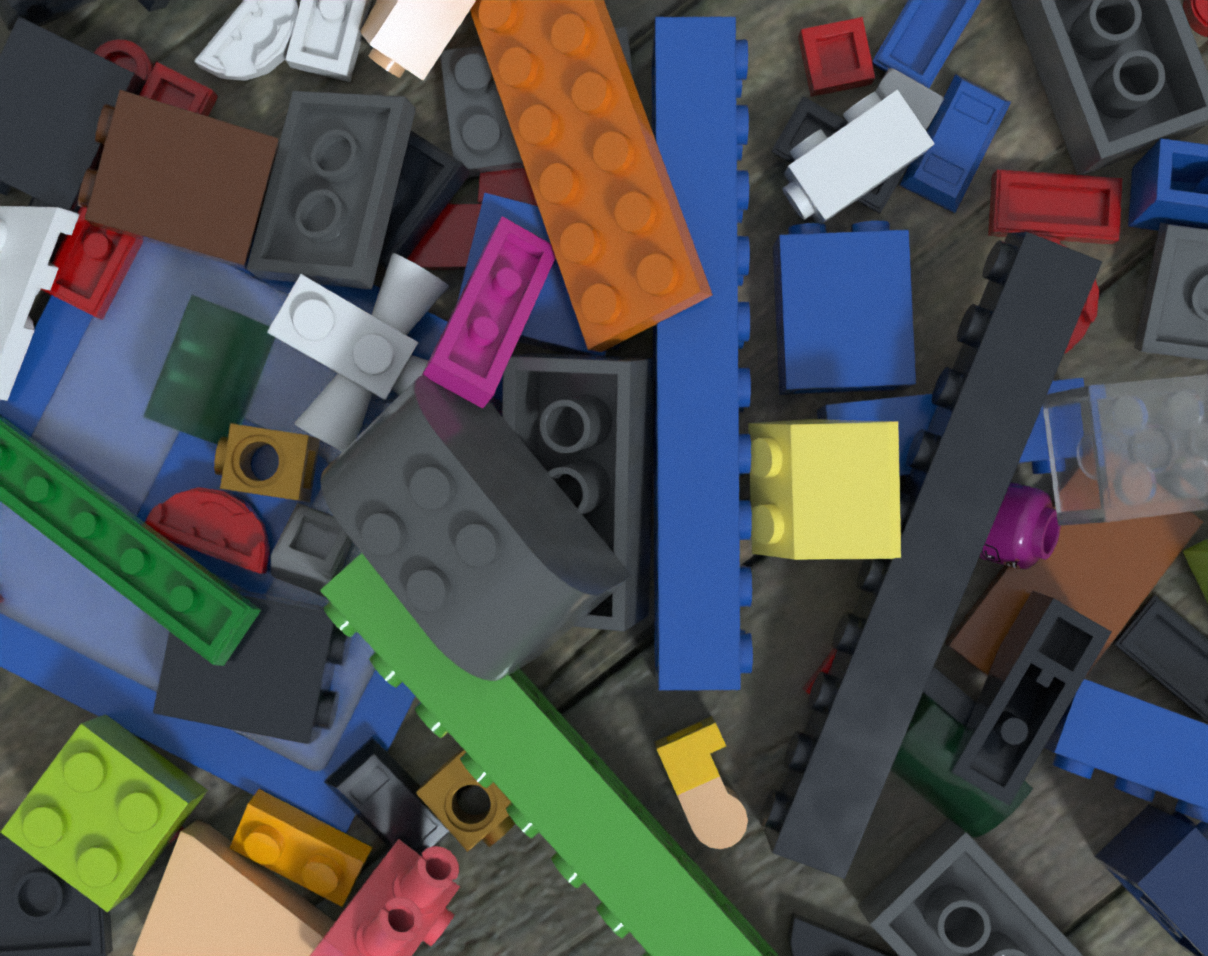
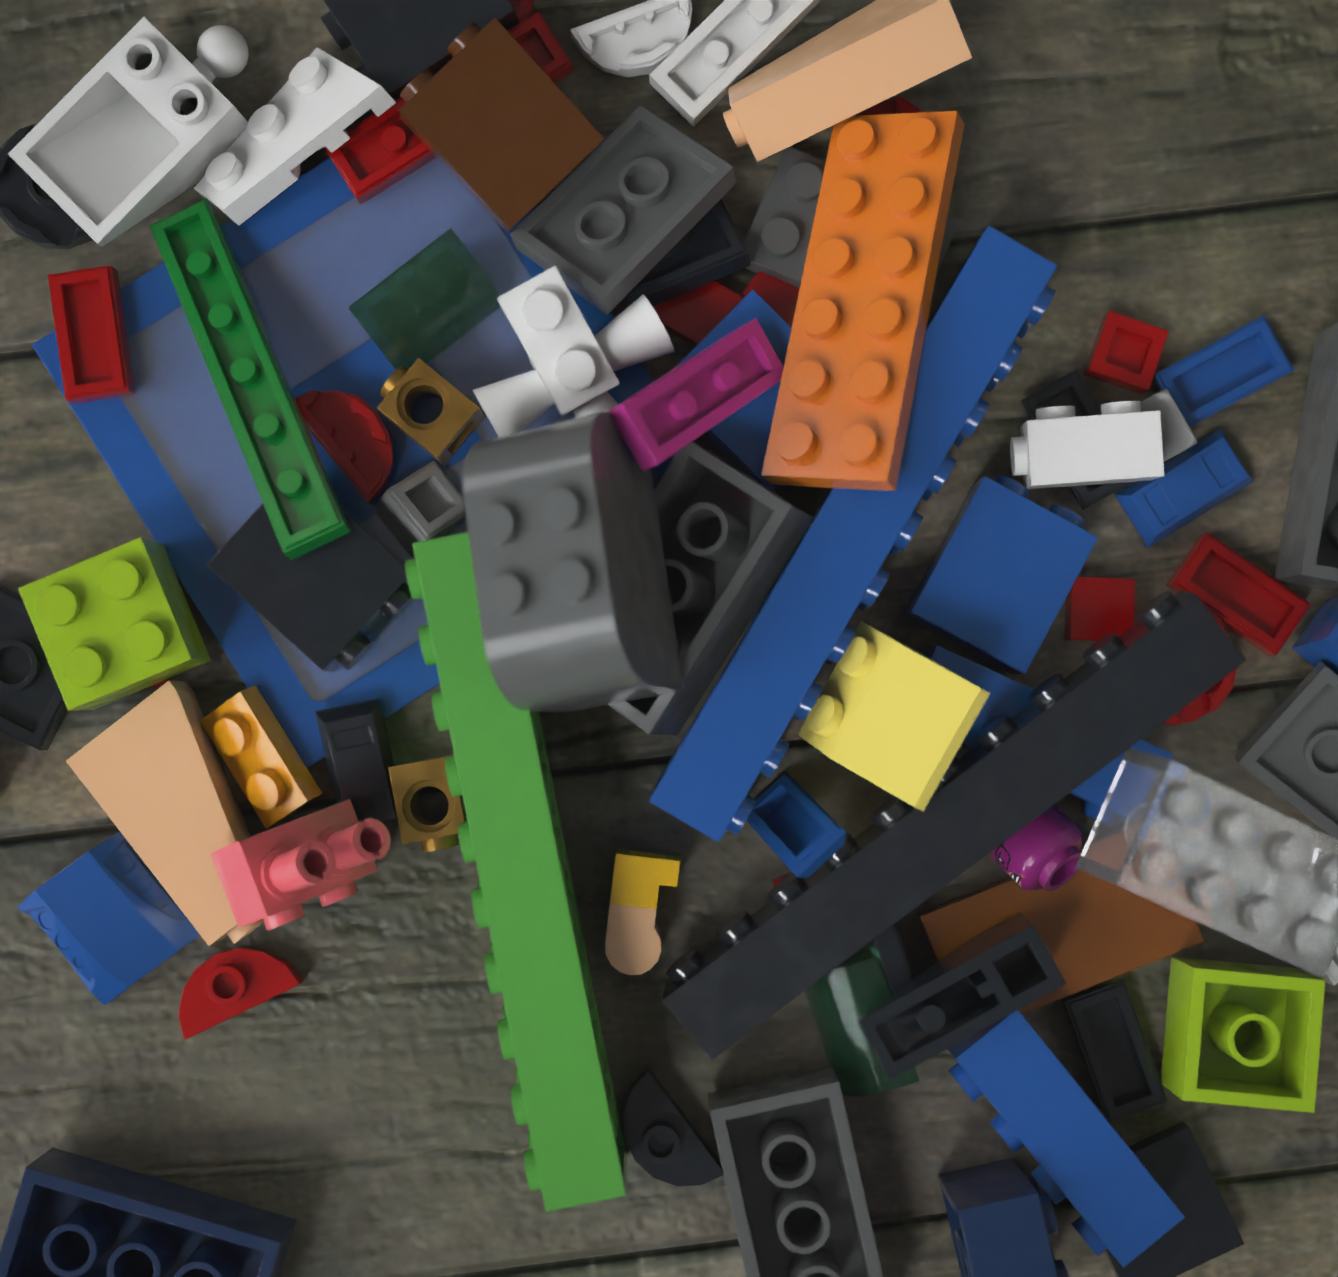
camera: 25 degrees right, 0 degrees up
(797, 633) = (796, 827): none -> blue tile
(945, 290) = (1099, 608): none -> red tile

